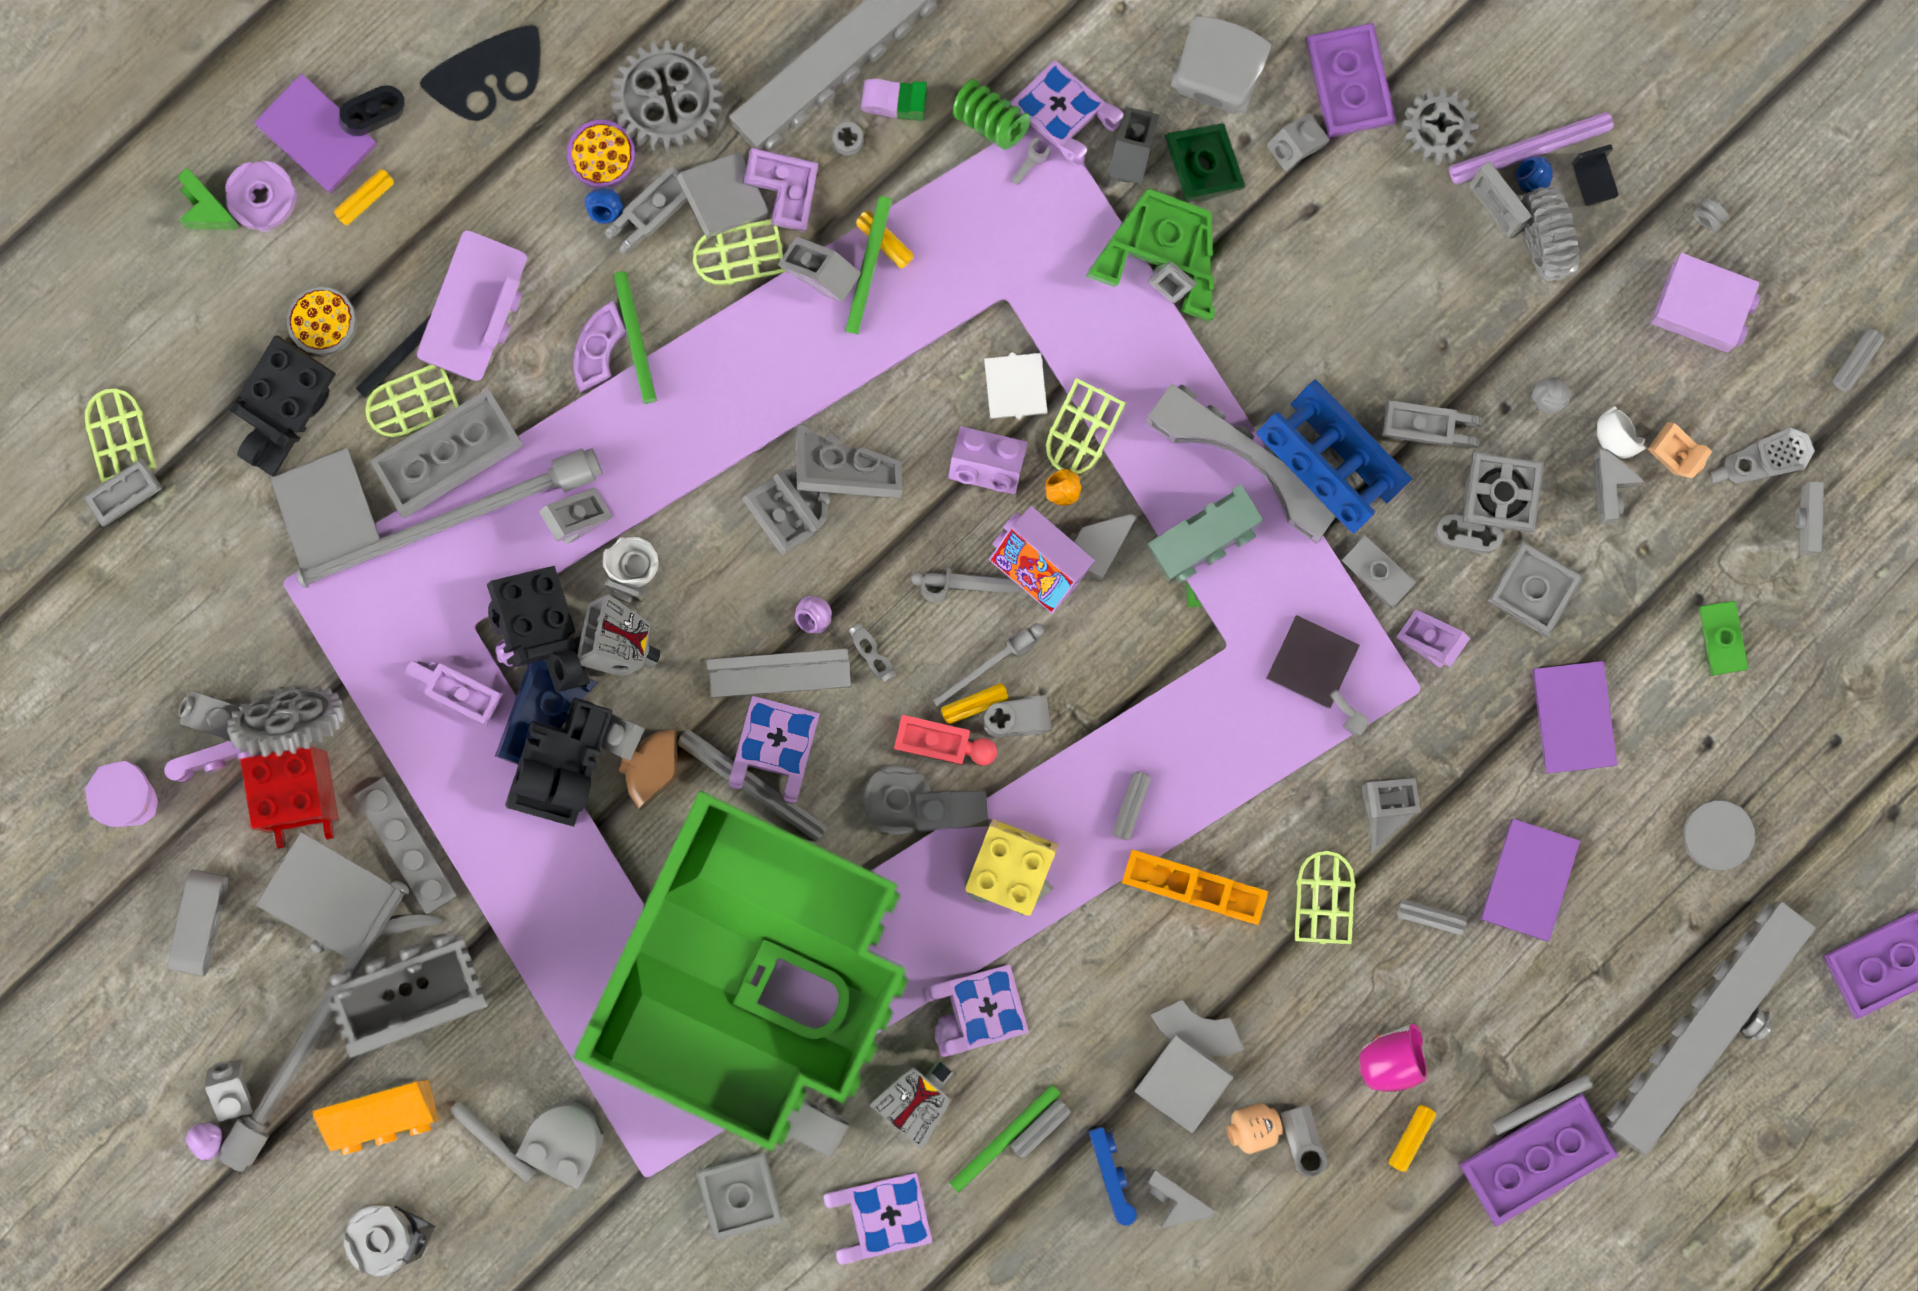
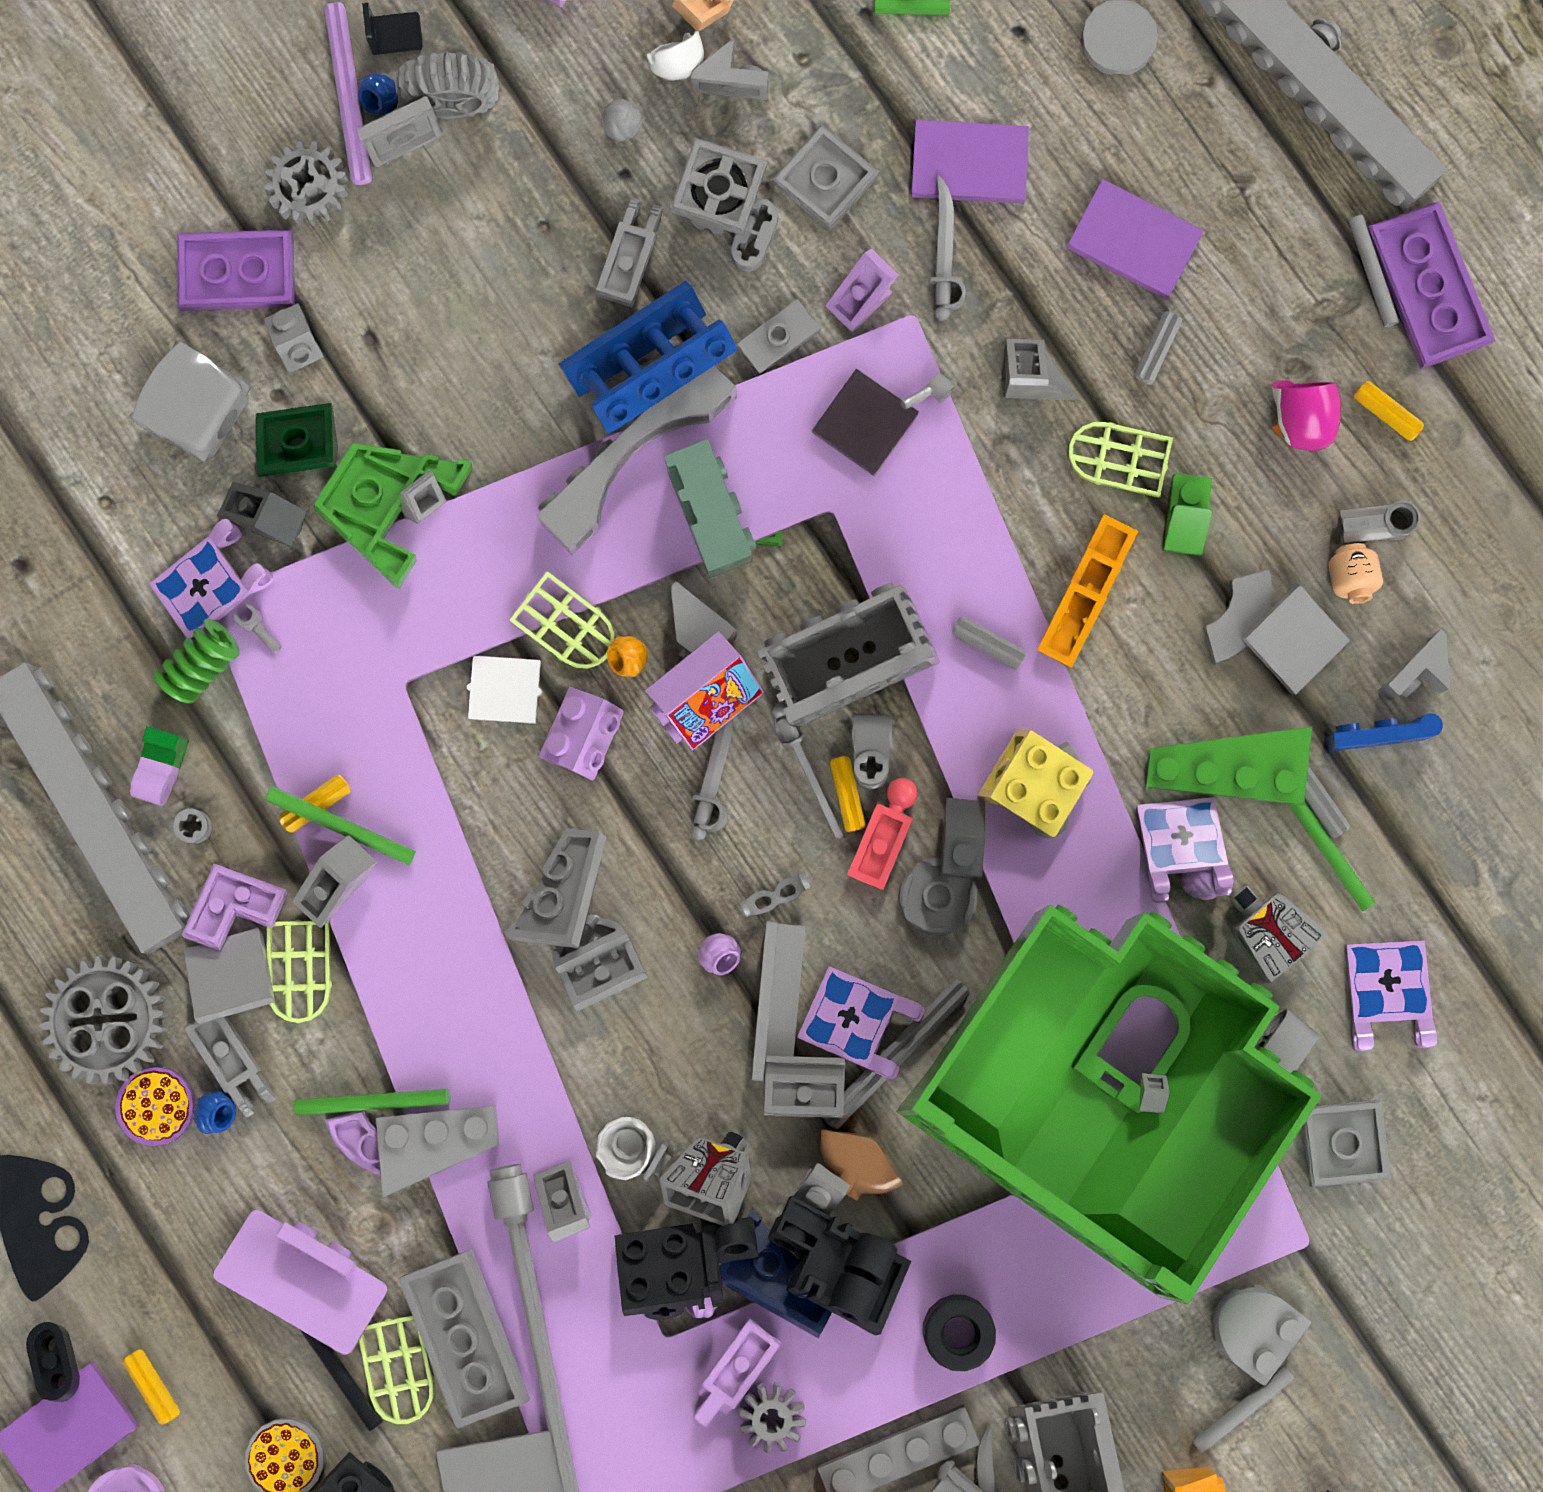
camera: 80 degrees left, 0 degrees up
(429, 736) = (784, 1410): none -> light grey gear
(497, 872) = (959, 1358): none -> black tyre
(608, 393) = (430, 1142): none -> light grey wing
(709, 708) = (804, 1086): none -> light grey plate
(752, 1010) = (1153, 1093): none -> light grey piece
(1059, 1053) = (1242, 767): none -> bright green wing
(1081, 642) = (803, 658): none -> light grey piece
(1282, 968) = (1188, 514): none -> bright green slope
(1481, 708) = (944, 256): none -> light grey sword

